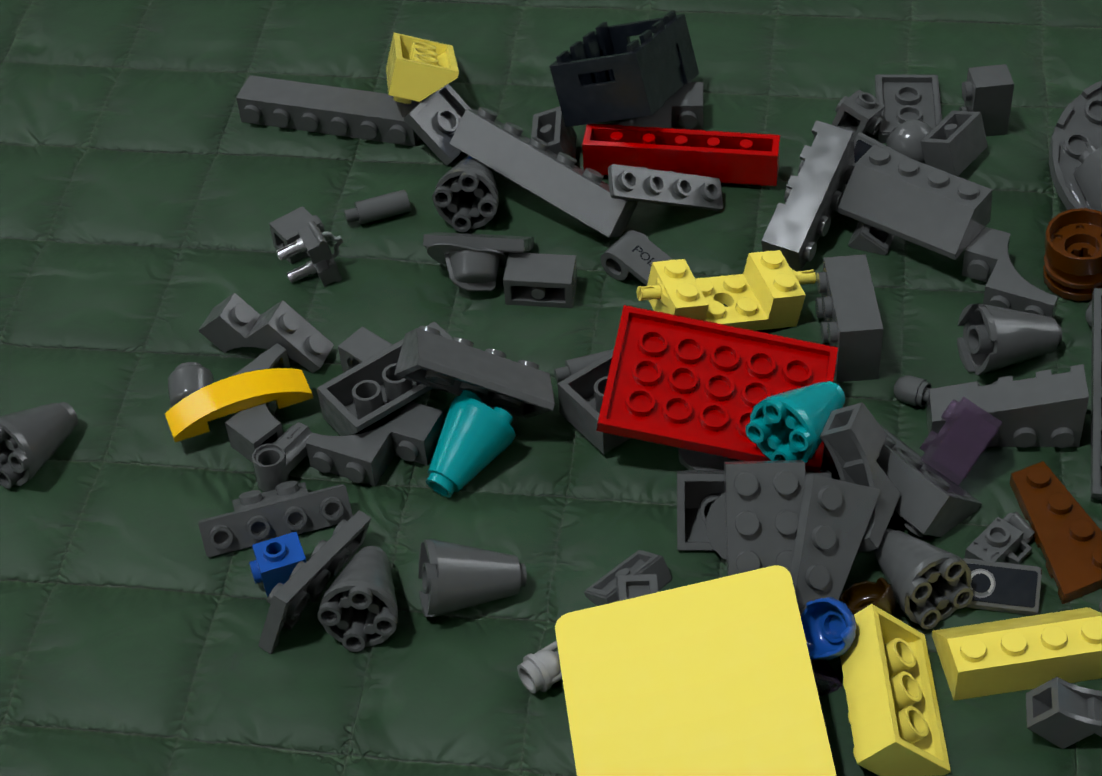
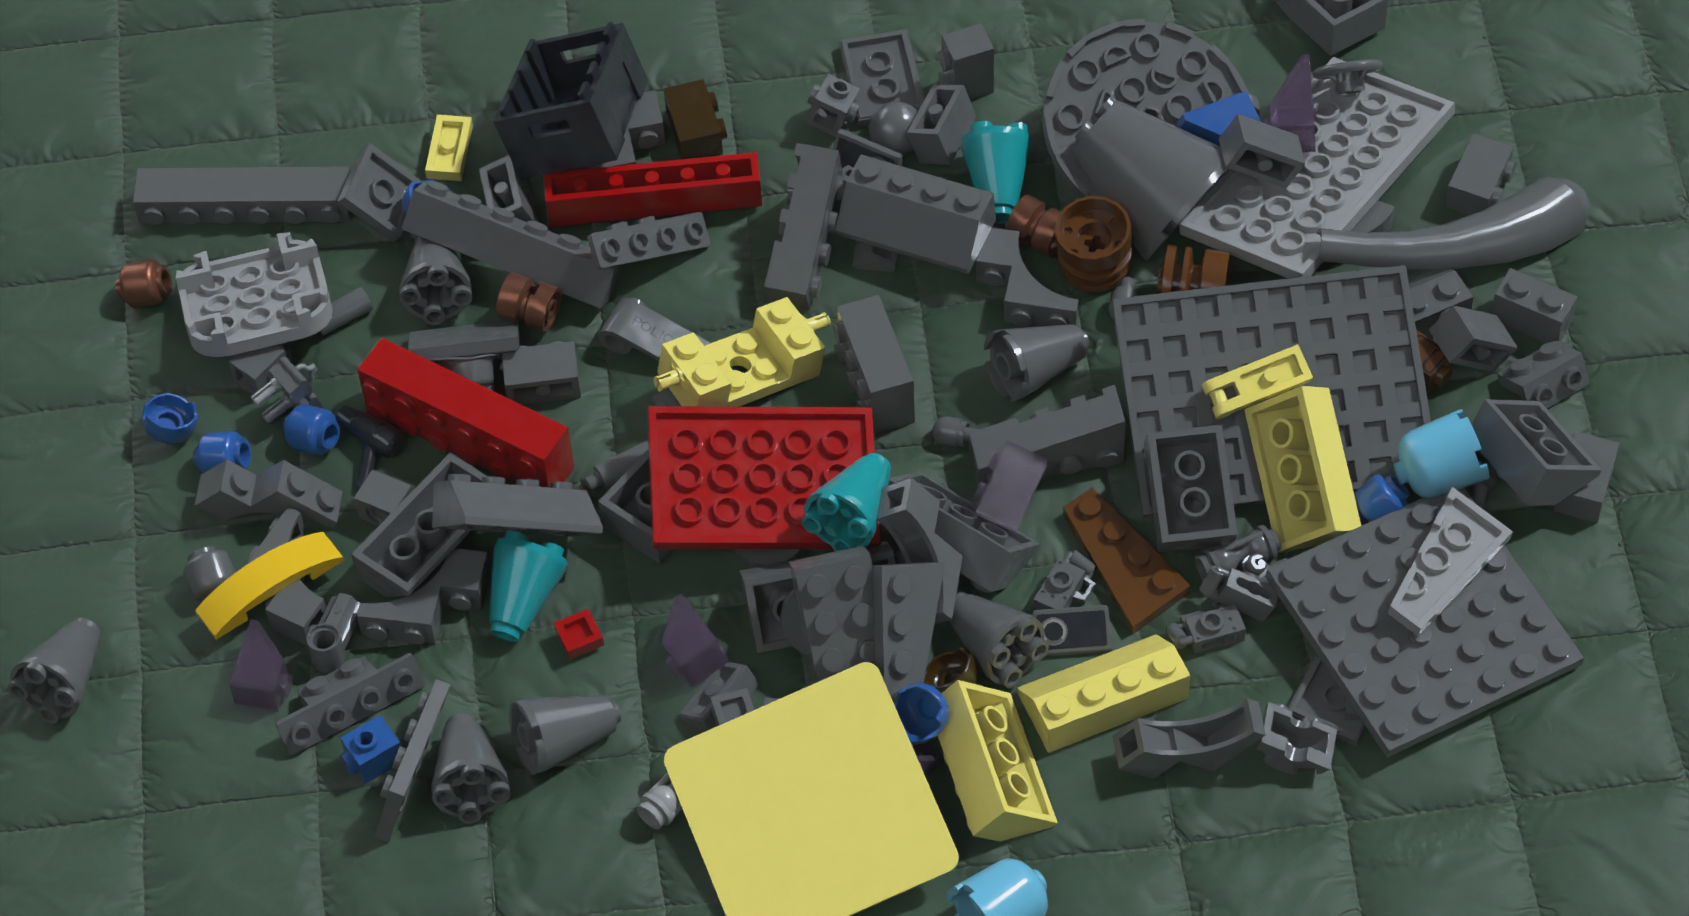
camera: 15 degrees left, 10 degrees up
(202, 477) = (260, 672): none -> clear purple slope
(204, 262) = (169, 418): none -> blue hair
(224, 160) = (144, 283): none -> copper head
(244, 286) = (221, 446): none -> blue head
(309, 182) = (254, 298): none -> light grey tile
(322, 290) = (311, 429): none -> blue head
(376, 302) = (376, 436): none -> black piece
(418, 68) = (334, 129): light yellow slope -> none
(457, 295) = (464, 417): none -> red brick
(509, 499) = (578, 634): none -> red plate
(516, 100) = (449, 148): none -> light yellow plate
(544, 220) = (526, 301): none -> copper wheel
(612, 527) = (690, 644): none -> clear purple slope
(732, 107) = (694, 120): none -> dark brown brick
(1005, 170) = (998, 162): none -> teal cone
(1026, 233) = (1035, 225): none -> copper wheel

